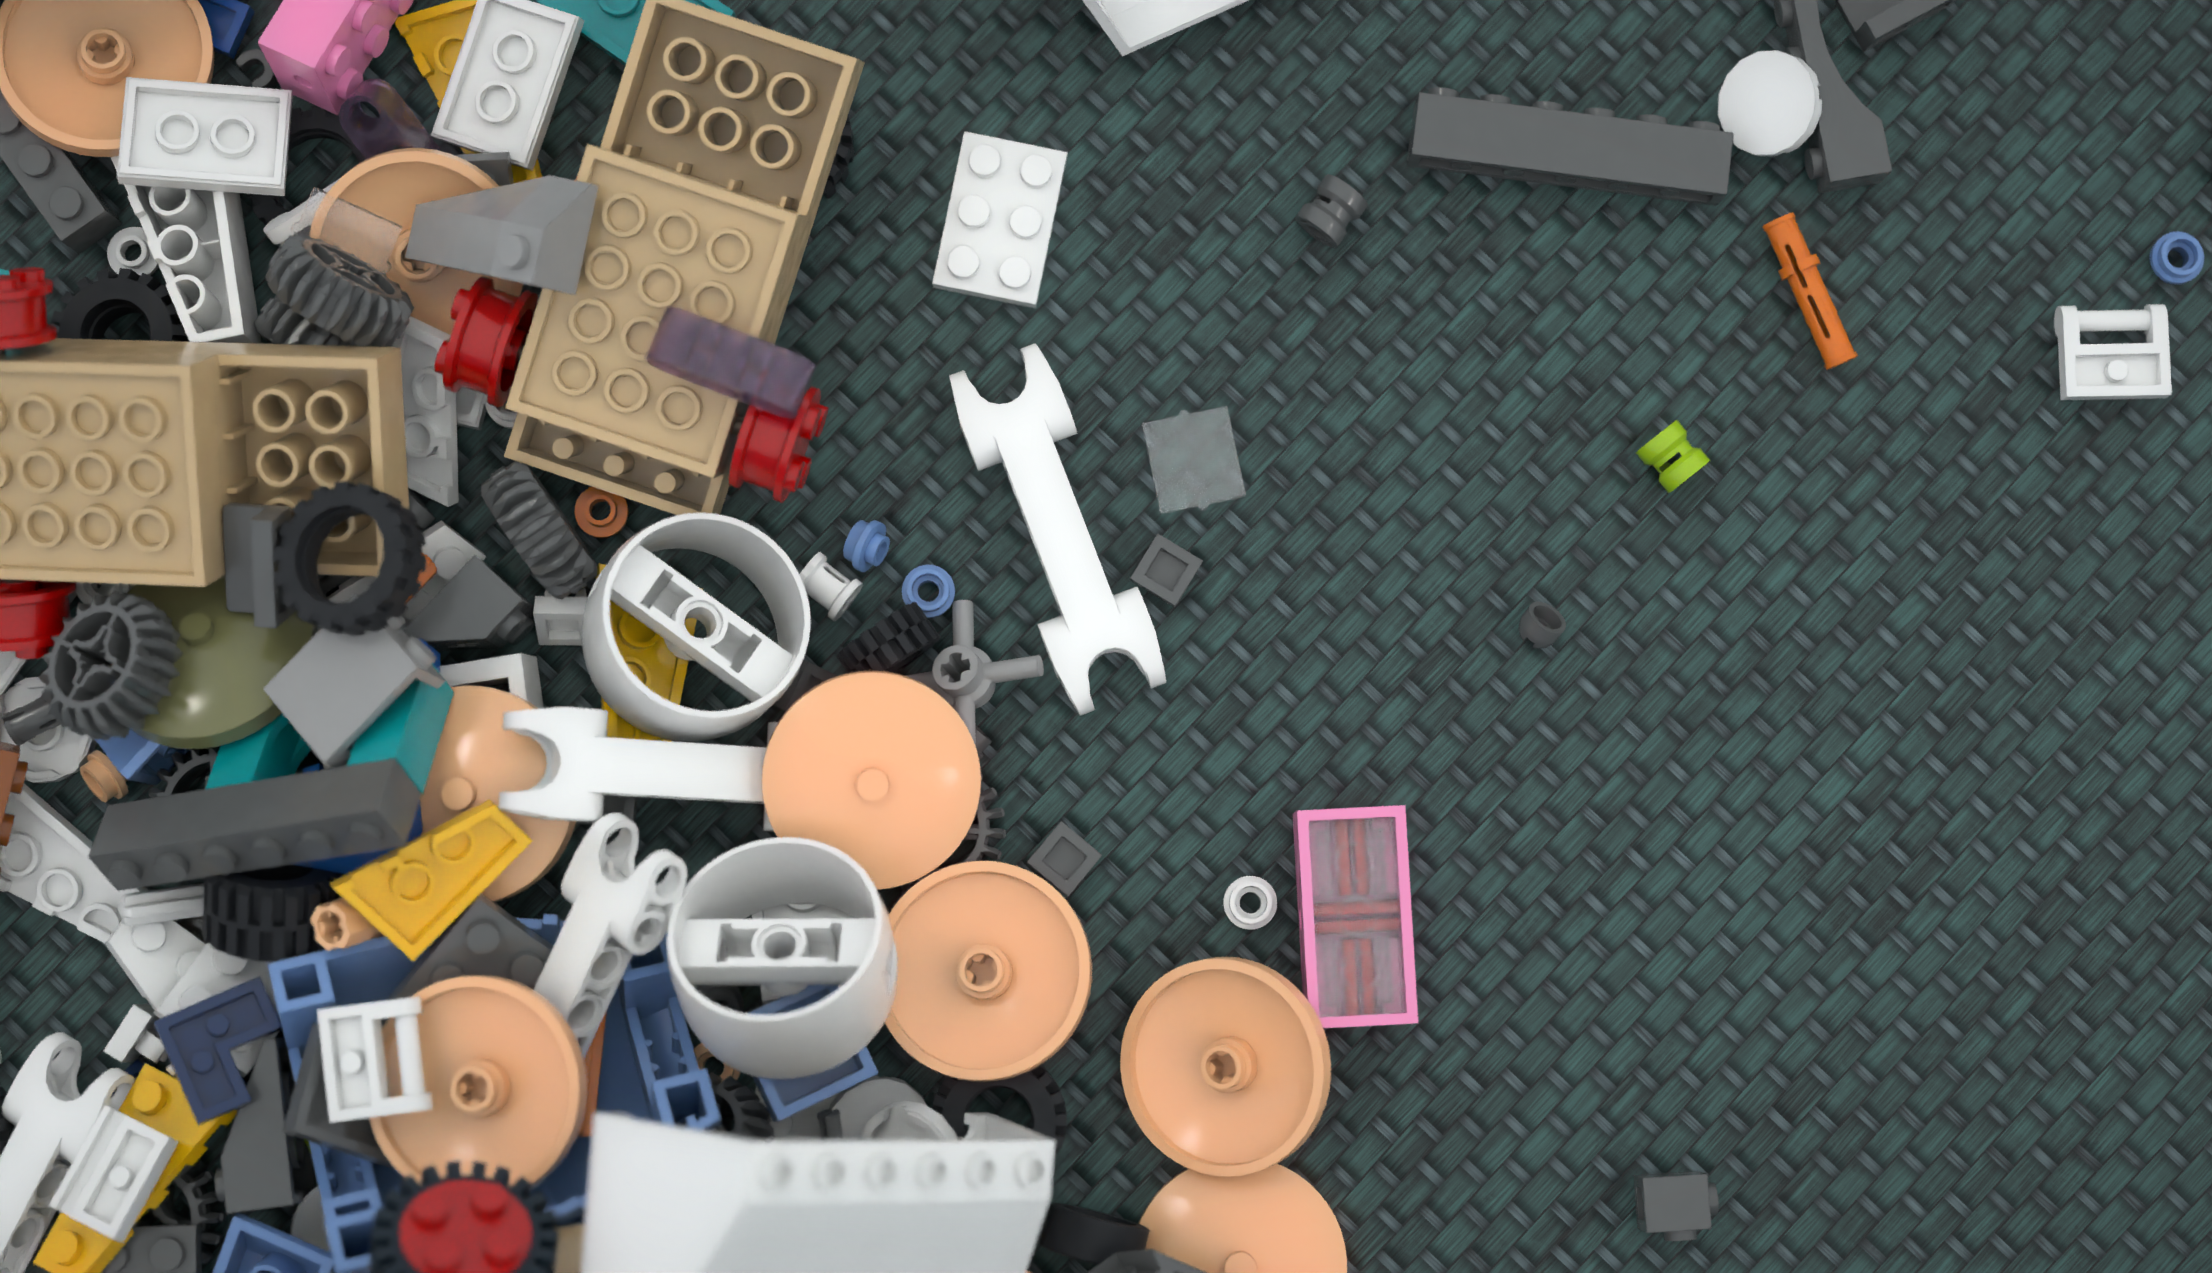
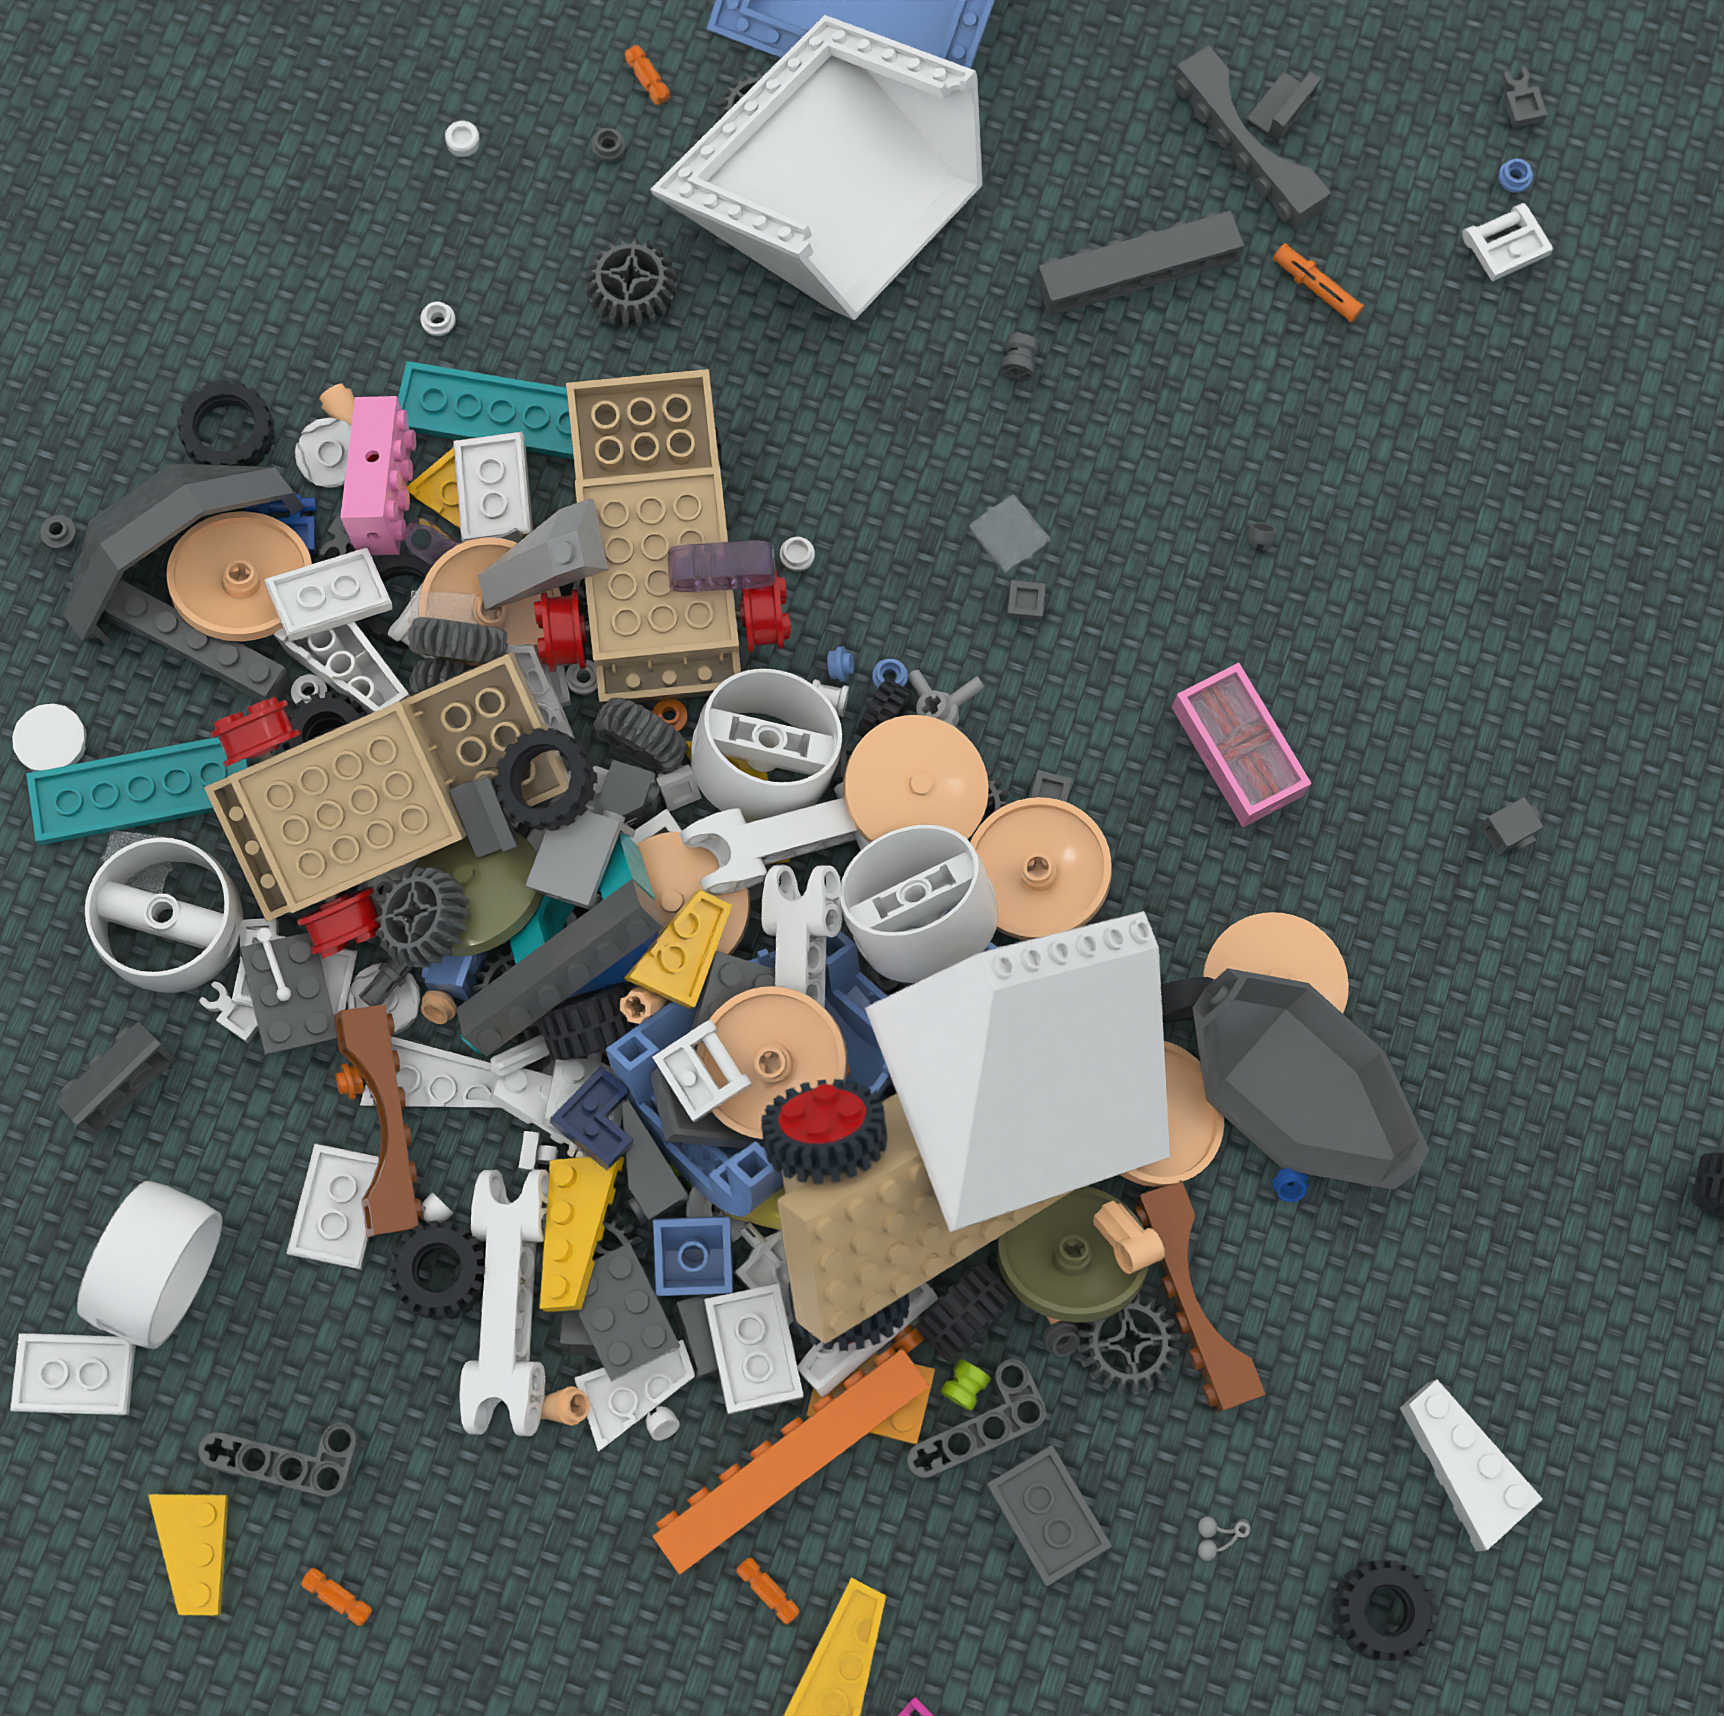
camera: 20 degrees left, 10 degrees down
(113, 1174) = (568, 1224): white plate -> none
(885, 357) = (797, 554): none -> white plate
(999, 219) = (826, 447): white plate -> none
(1091, 617) = (994, 645): white piece -> none
(1225, 1066) = (1209, 864): light nougat dish -> none
(1267, 899) = (1173, 759): white plate -> none
(1664, 447) = (1281, 403): lime wheel -> none
(1770, 103) = (1242, 186): white tile -> none

